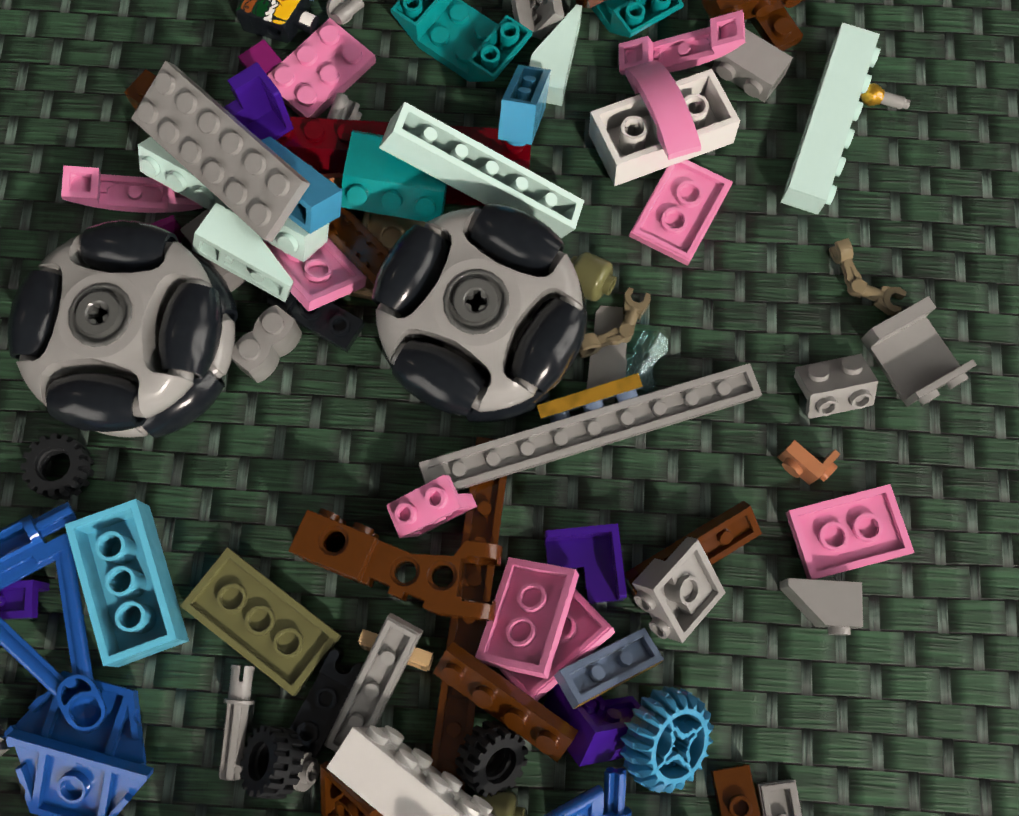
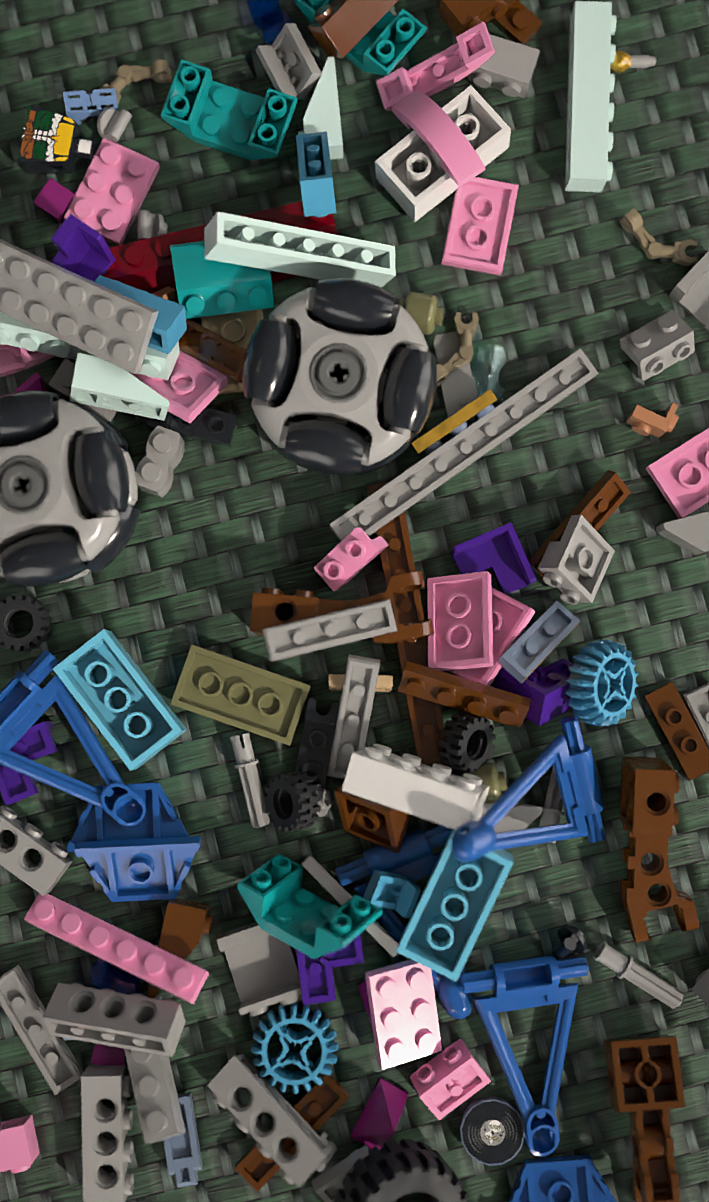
camera: 15 degrees left, 10 degrees up
(375, 577) = (329, 630): none -> light grey tile

